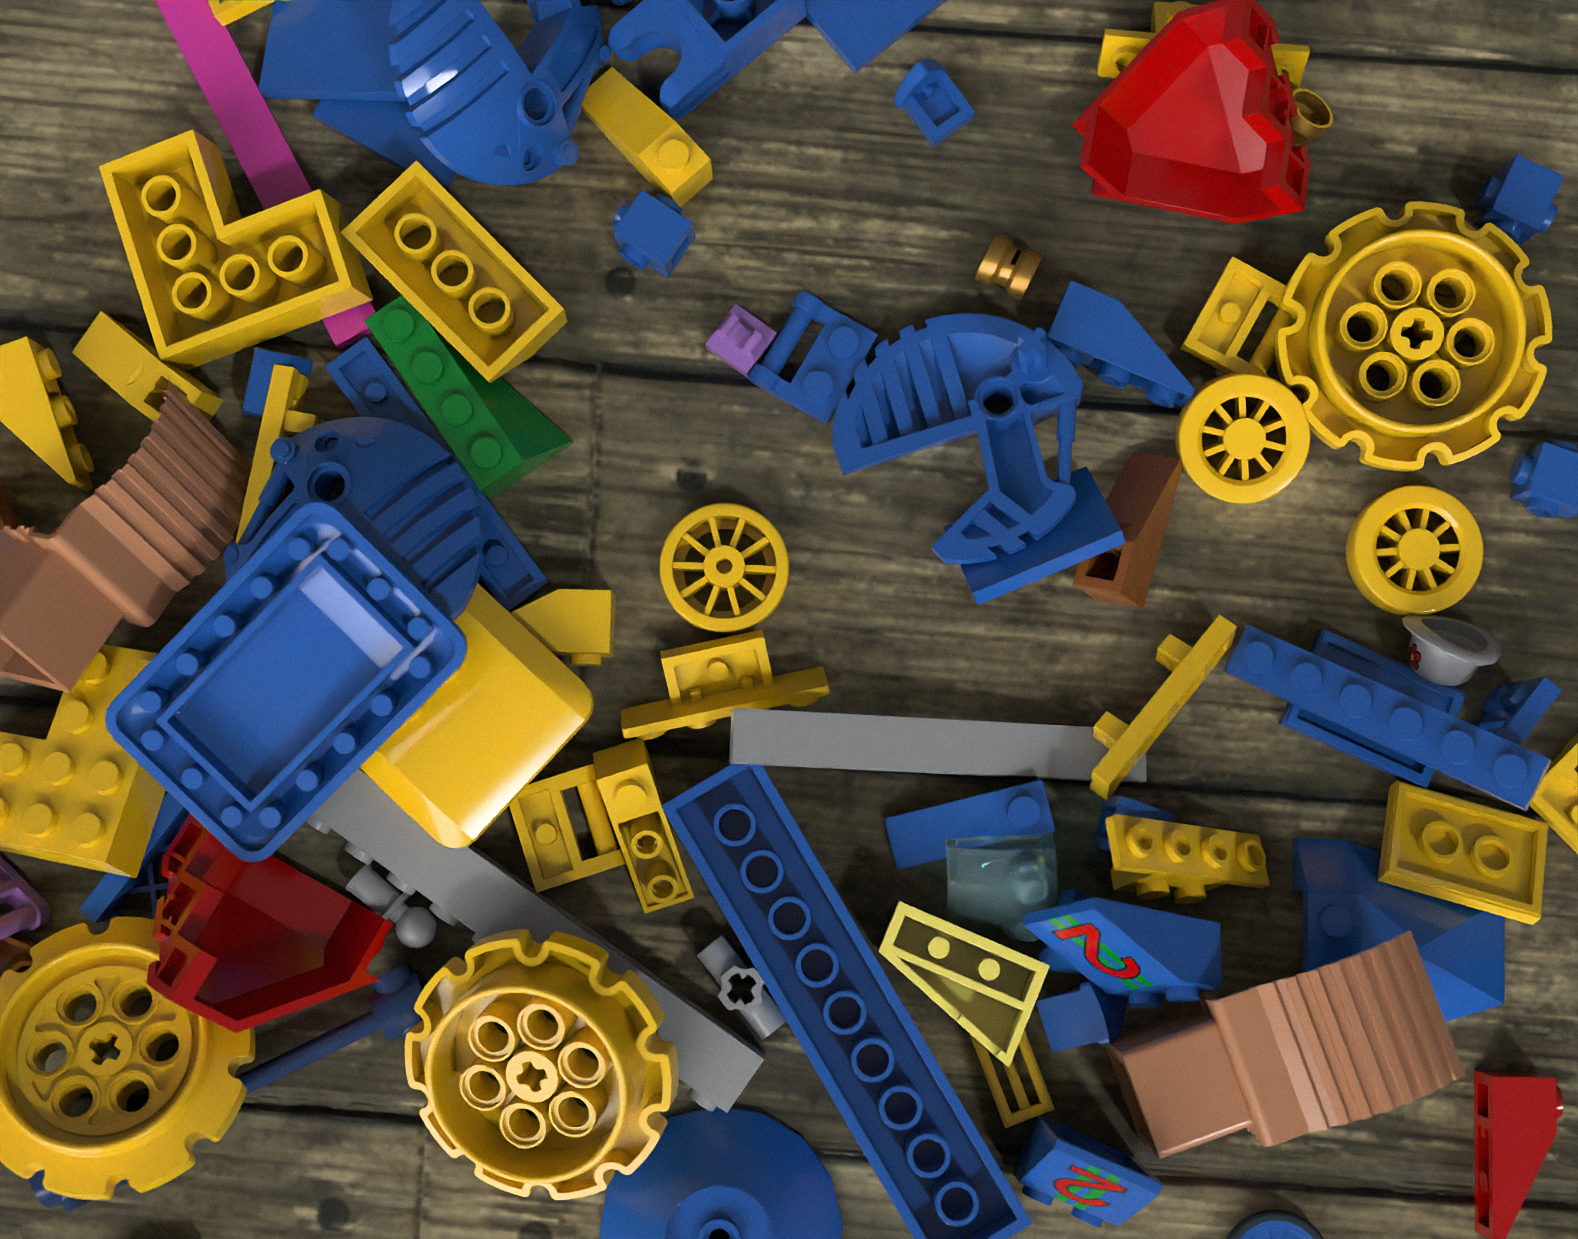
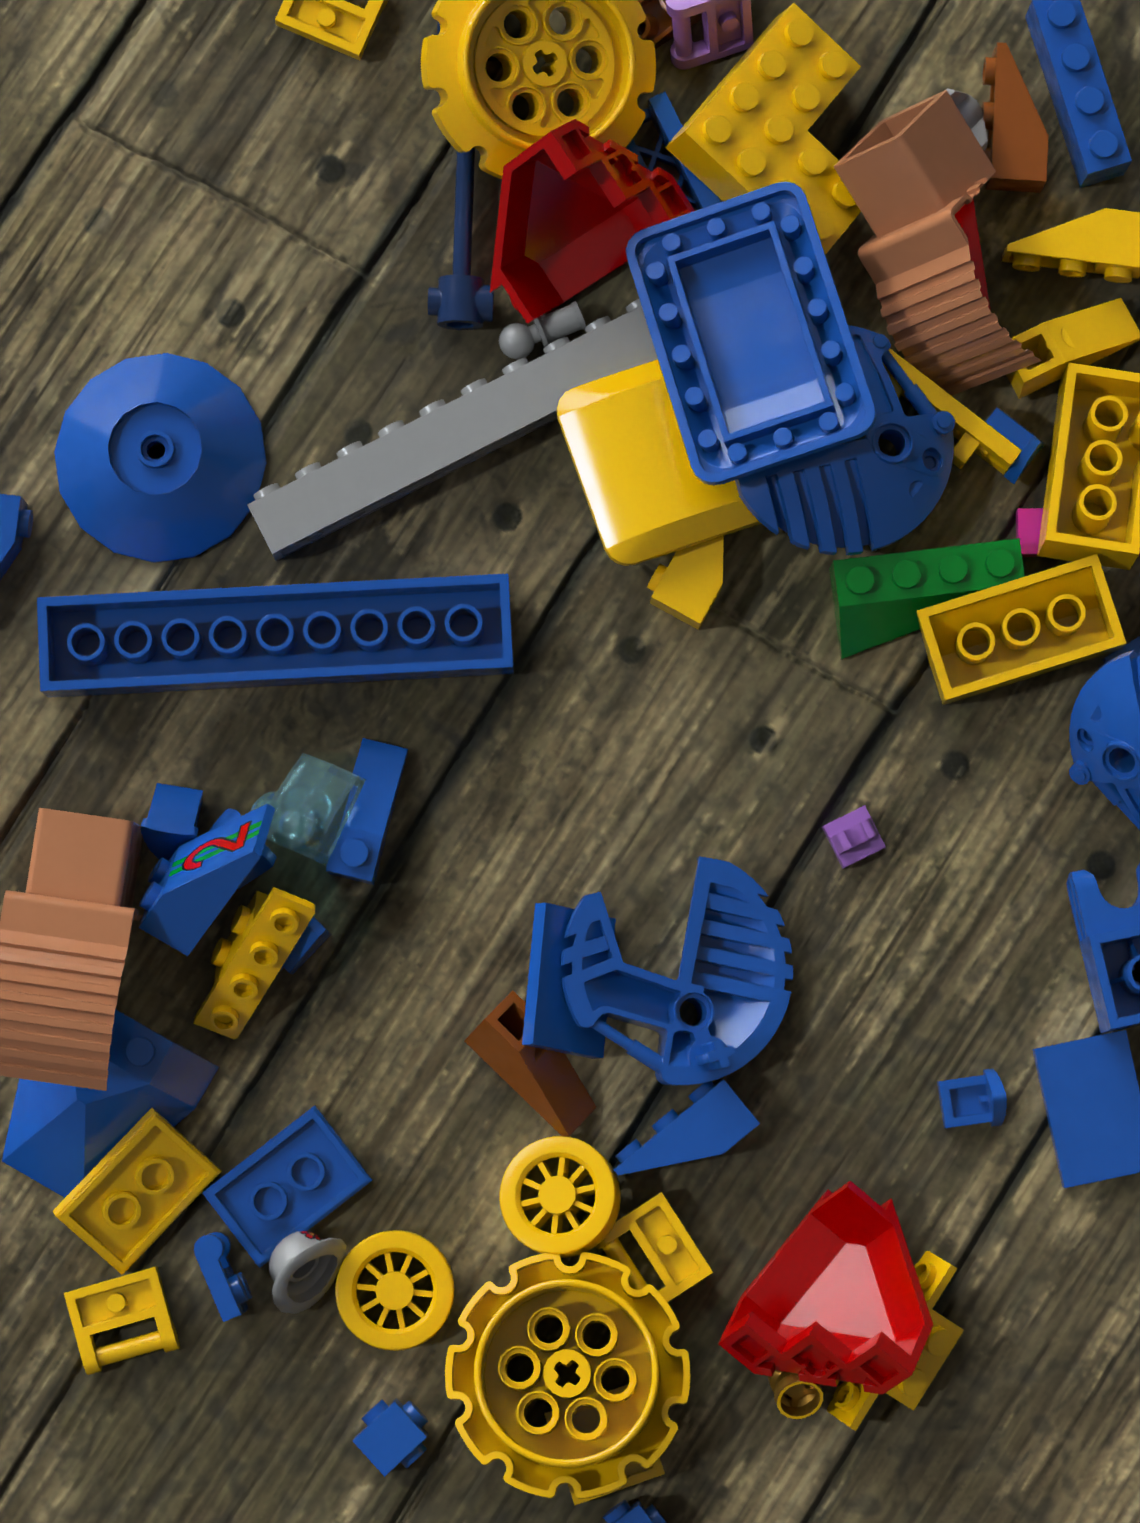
camera: 115 degrees right, 0 degrees up
(379, 393) = (950, 523): blue plate -> none
(541, 1064) = (359, 381): yellow piece -> none
(549, 834) = (536, 480): yellow plate -> none
(641, 825) = (526, 556): yellow slope -> none
(647, 137) = (1064, 845): yellow slope -> none
(652, 232) = (979, 808): blue brick -> none
(715, 678) = (582, 674): yellow bracket -> none
(724, 567) = (673, 725): yellow wheel -> none
(759, 1010) = (362, 564): light grey axle -> none
(828, 364) = (796, 896): blue plate -> none
(917, 745) = (440, 817): light grey tile -> none
(967, 976) = (252, 743): light yellow wedge -> none
(1008, 266) = (800, 1084): pearl gold wheel -> none
(1026, 1111) = (202, 750): yellow tile -> none
(1083, 1173) = (56, 752): blue slope -> none
(1189, 670) = (394, 1050): yellow hinge -> none
(1389, 717) = (276, 1177): blue plate -> none

